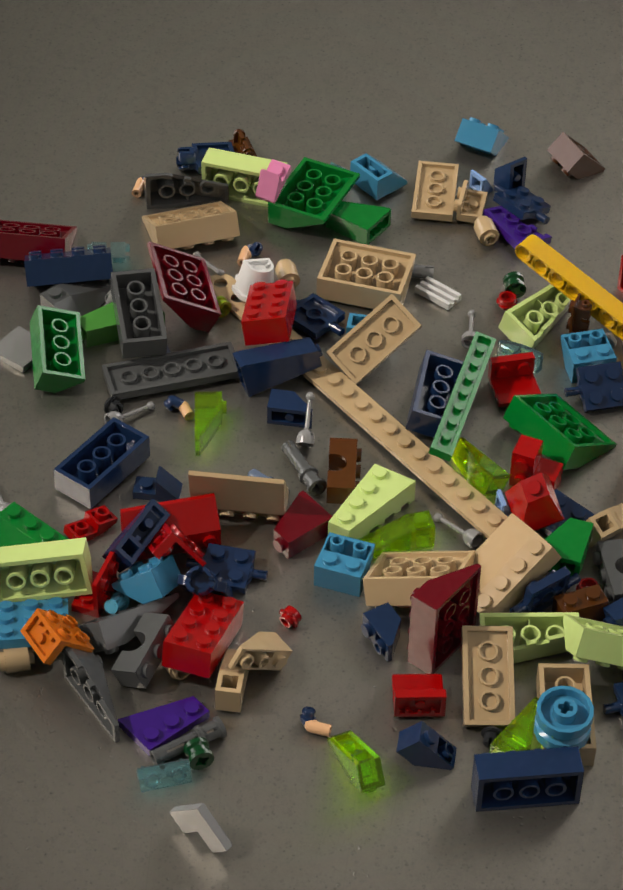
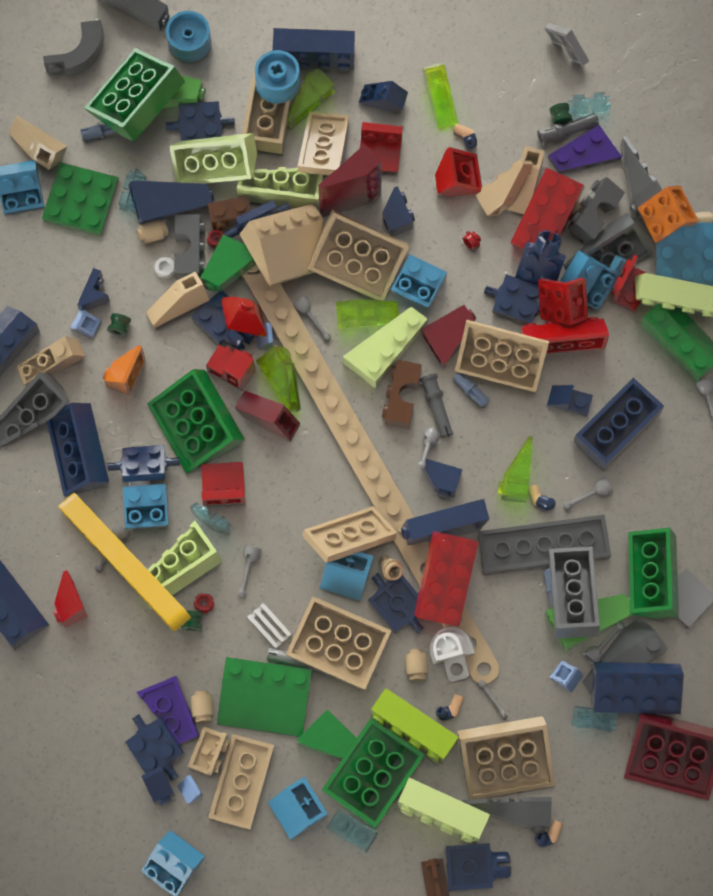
camera: 170 degrees left, 30 degrees up
(94, 524) = (632, 364): red slope -> none
(113, 404) = (602, 506): black piece -> none
(137, 535) = (599, 309): dark blue slope -> none
(185, 286) = (525, 637): dark red slope -> none
(224, 305) = (488, 627): lime bush -> none
(272, 181) = (416, 771): bright pink slope -> none
(282, 226) = (414, 726): none -> lime brick
(314, 673) = (458, 173): none -> red slope
(327, 332) = (390, 567): none -> tan cone
(432, 392) = (301, 465): dark blue brick -> none
(434, 246) = (264, 697): none -> green slope
(462, 396) = (280, 443): green plate -> none
(489, 434) = (268, 414): none -> dark red slope
(489, 734) = (329, 105): black piece -> none
(574, 158) = (78, 814): reddish brown slope -> none
(579, 309) = (143, 552): reddish brown hinge -> none

